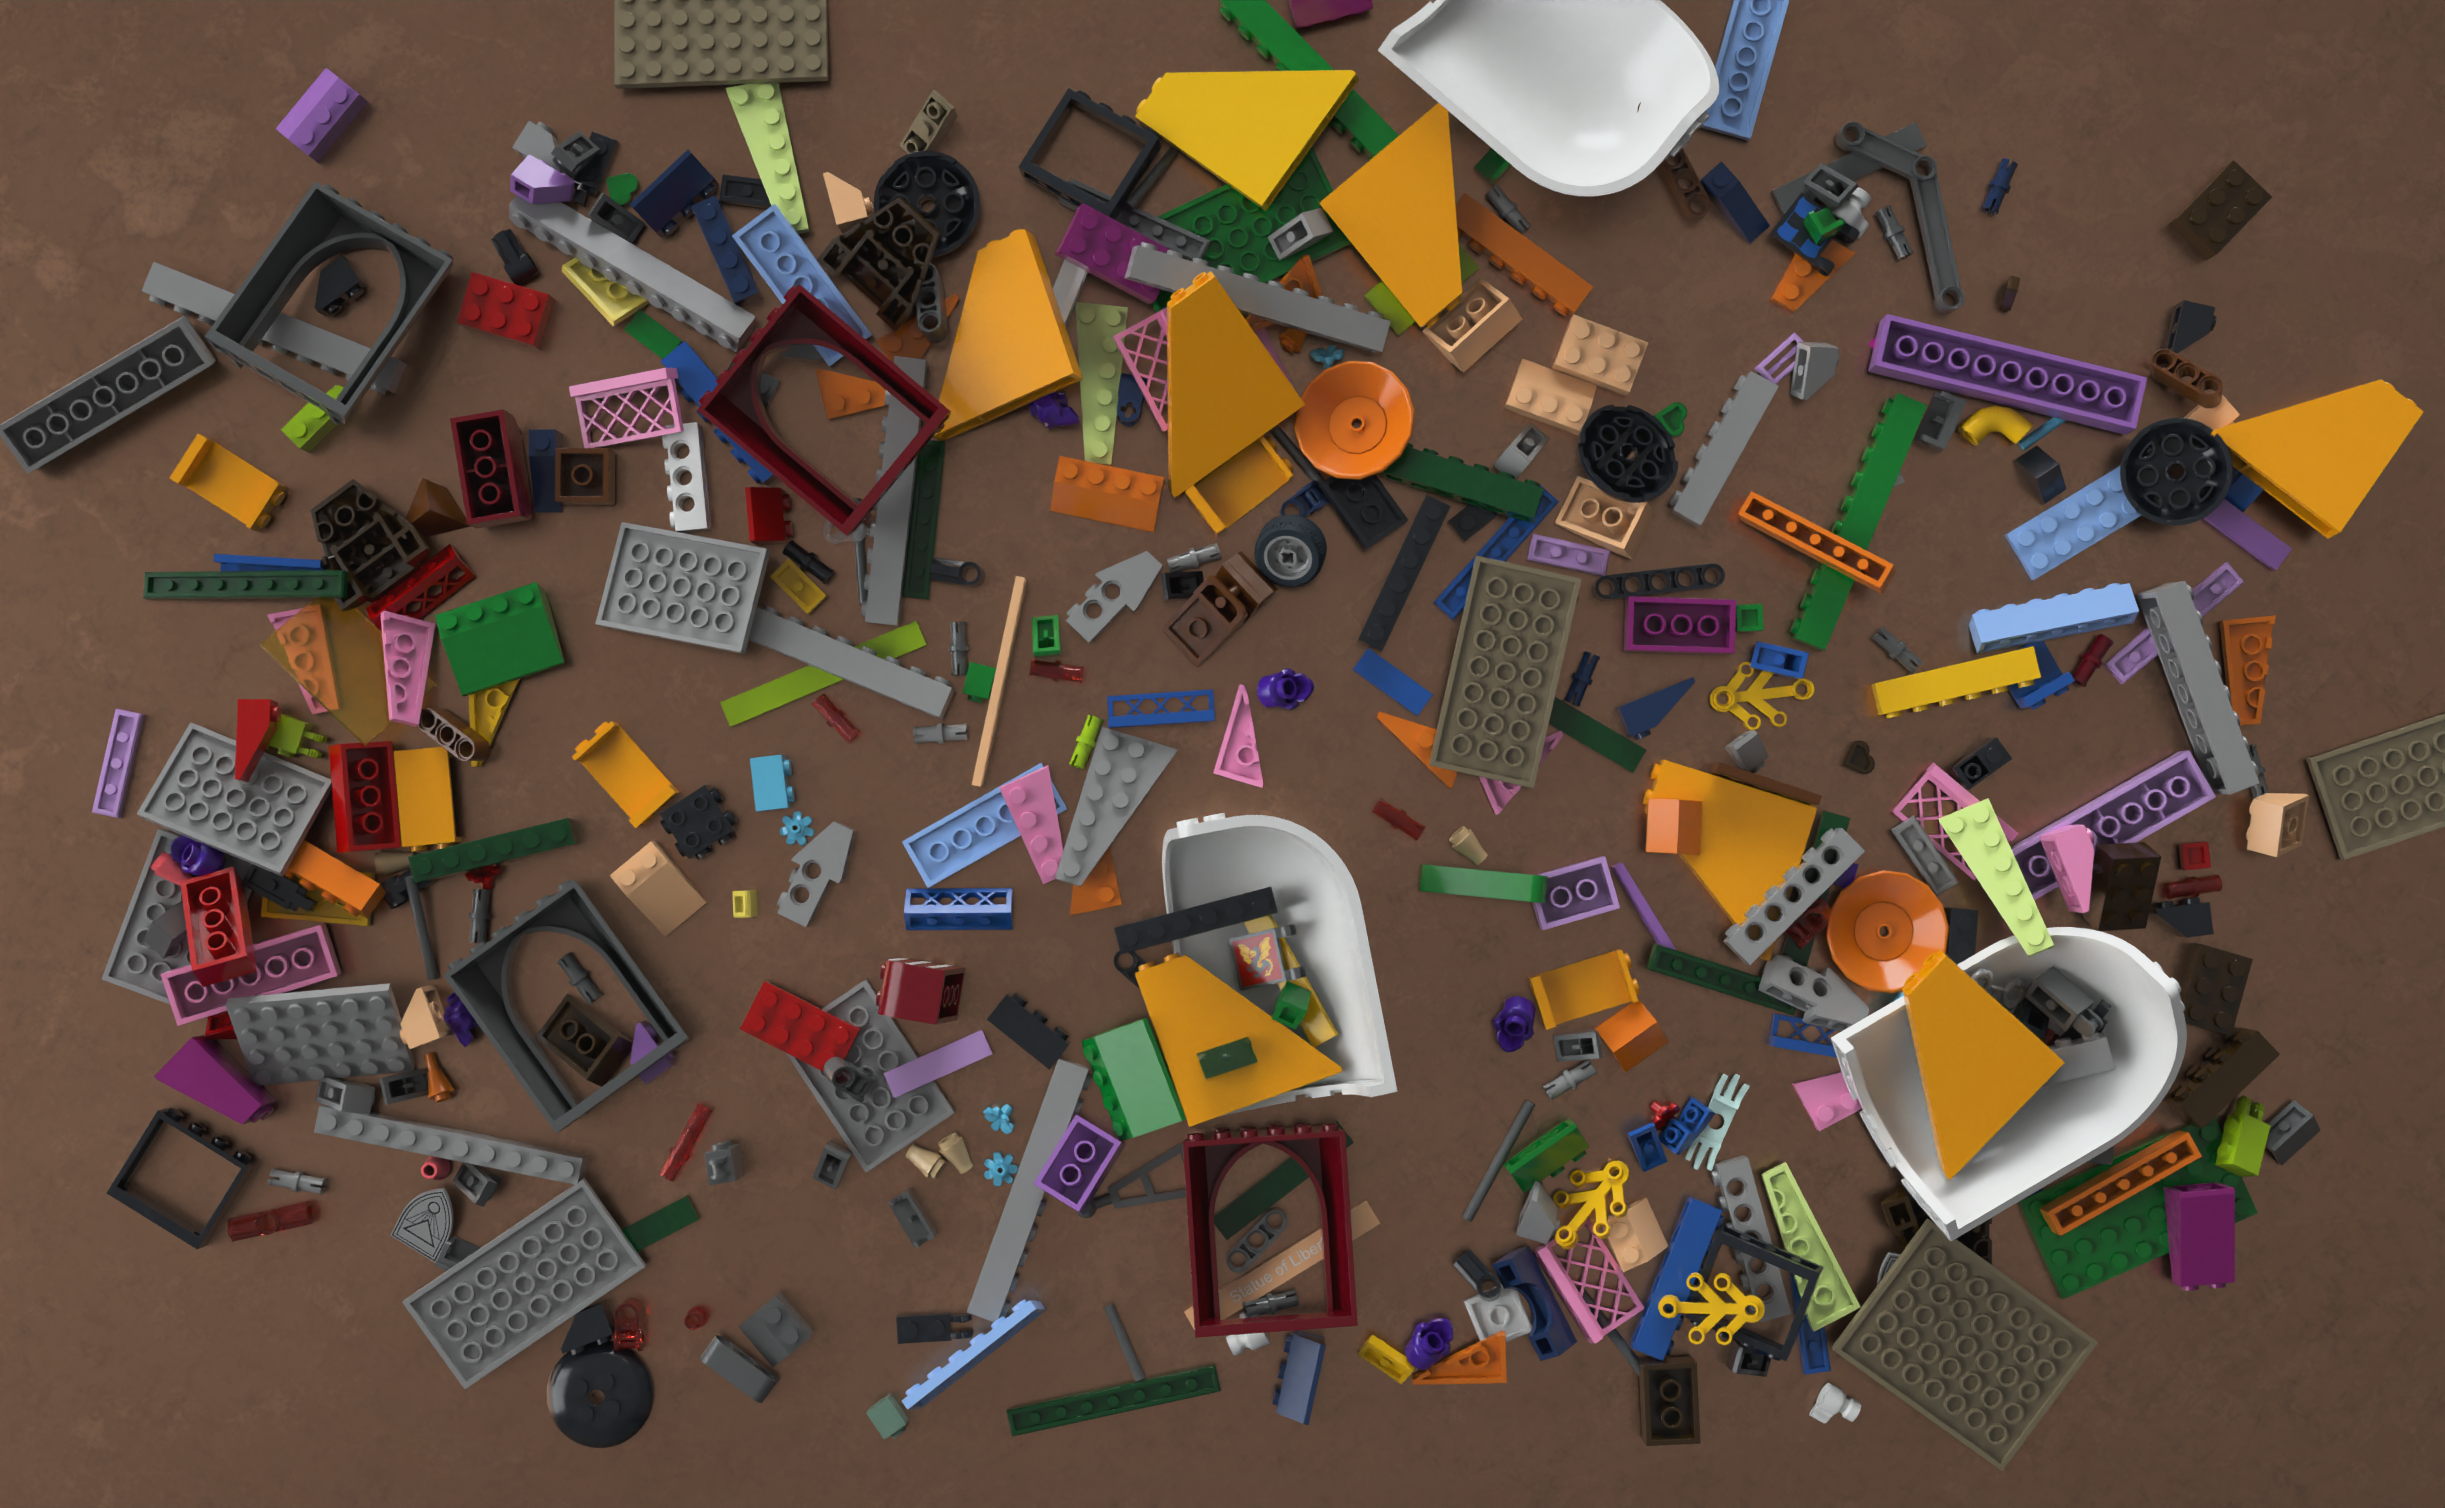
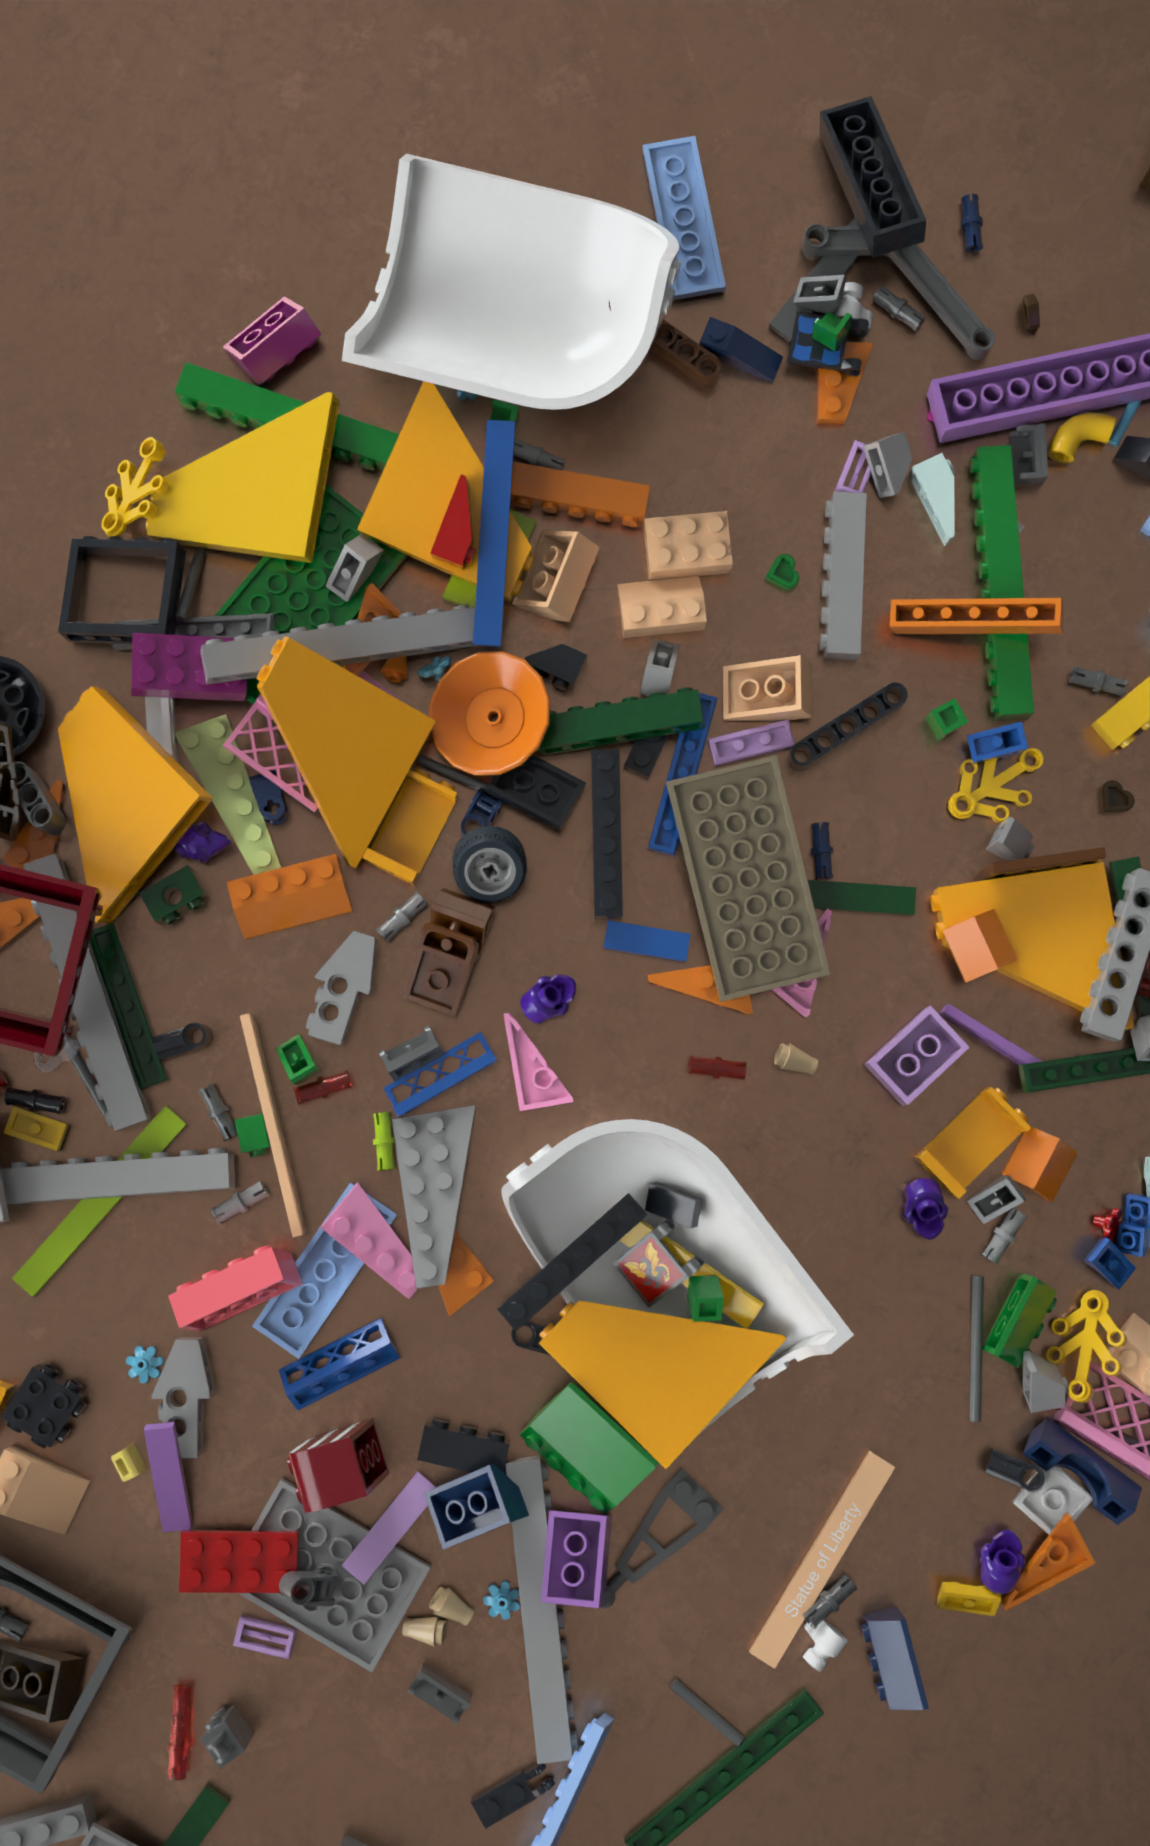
camera: 30 degrees left, 5 degrees down
(644, 1042) = (90, 1650): medium lavender slope -> none
(771, 783) = (98, 1332): medium azure brick -> none
(775, 931) = (168, 1476): none -> medium lavender tile
(808, 1115) = (268, 1625): none -> lavender tile
(832, 1164) = (335, 1679): dark grey slope -> none
(835, 718) = (131, 1238): clear red pin -> none
(903, 803) = (234, 1289): none -> coral brick
(994, 437) = (157, 896): none -> dark green brick
(1000, 1118) = (477, 1551): medium azure plant -> none
(1016, 1079) = (474, 1505): none -> dark blue slope
(1118, 88) = (118, 517): none -> yellow plant
(1145, 680) = (412, 1054): none -> dark grey hinge
(1180, 585) = (401, 948): black slope -> none
(1226, 1058) = (669, 1382): clear green hinge -> none
(1253, 1252) = (784, 1559): dark grey beam -> none
(1262, 1195) = (779, 1473): dark green tile -> none
(1303, 915) = (673, 1204): none -> black tile
(1324, 1158) = (808, 1430): dark red panel -> none
(1402, 250) = (455, 536): none -> red slope
(1435, 265) = (494, 533): none -> blue tile
(1436, 406) = (560, 665): none -> black slope
(1483, 883) = (829, 1088): green beam -> none
(1639, 437) = (759, 621): black brick -> none
(1649, 710) = (900, 849): dark blue slope -> none
(1679, 625) = (888, 756): magenta brick -> none
(1843, 409) = (935, 487): none -> light aqua slope
(1928, 104) = (872, 177): none -> black brick

